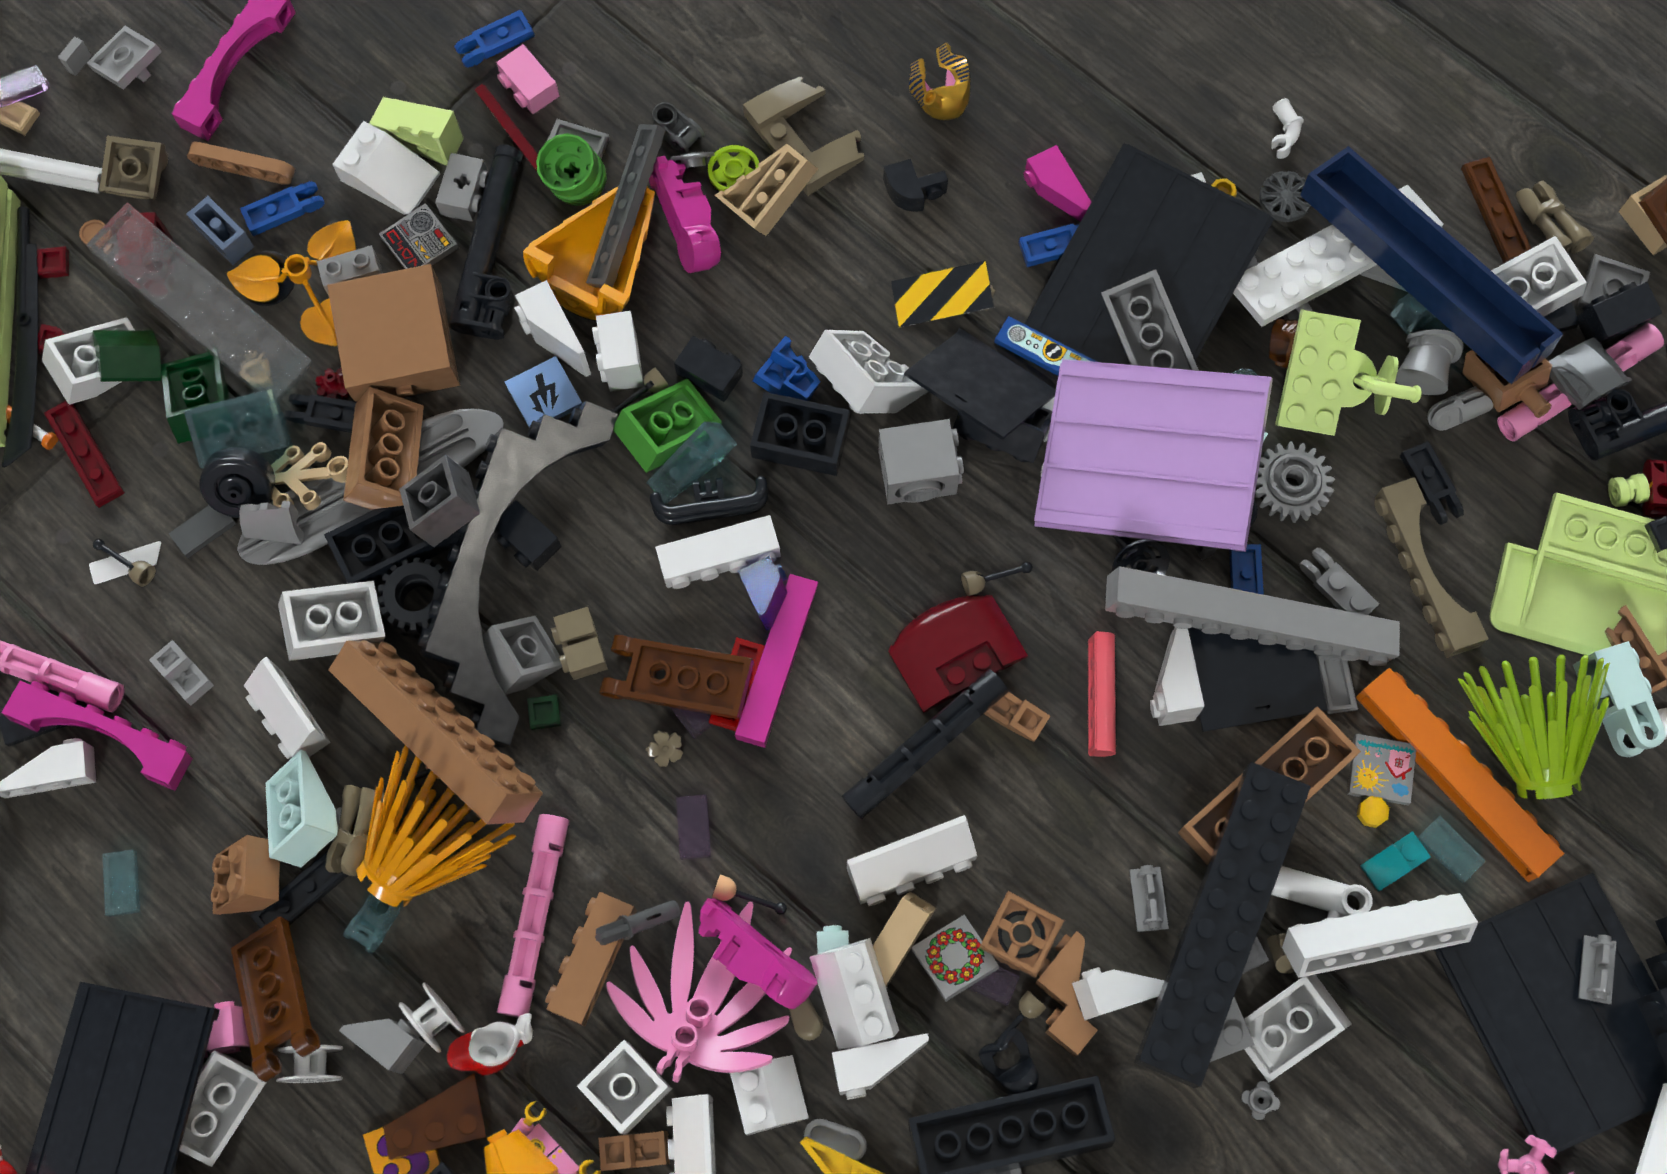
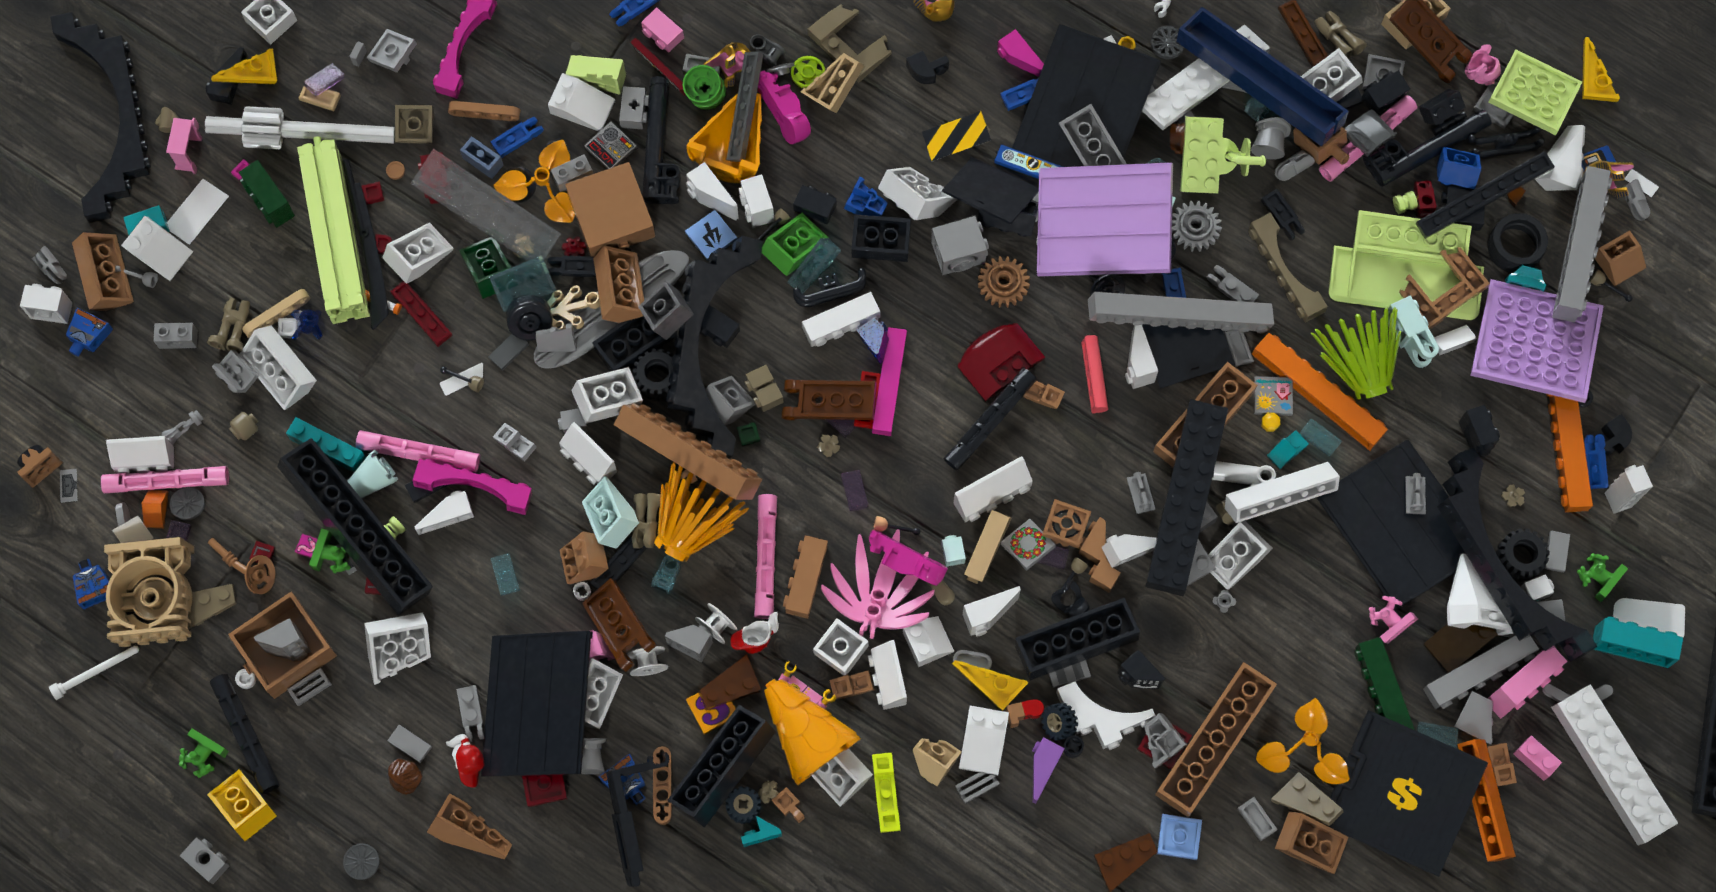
camera: 10 degrees left, 0 degrees up
(20, 1103) = (470, 710): none -> light grey hinge
(127, 355) = (438, 247): dark green slope -> none
(227, 933) = (587, 588): none -> white bush
(275, 649) = (569, 417): none -> light grey brick
(617, 135) = (730, 61): none -> piece
(627, 926) = (826, 552): dark grey axle -> none
(854, 995) = (970, 571): white slope -> none
(974, 581) = (1004, 316): hinge -> none
(977, 545) = (1003, 293): none -> medium nougat gear

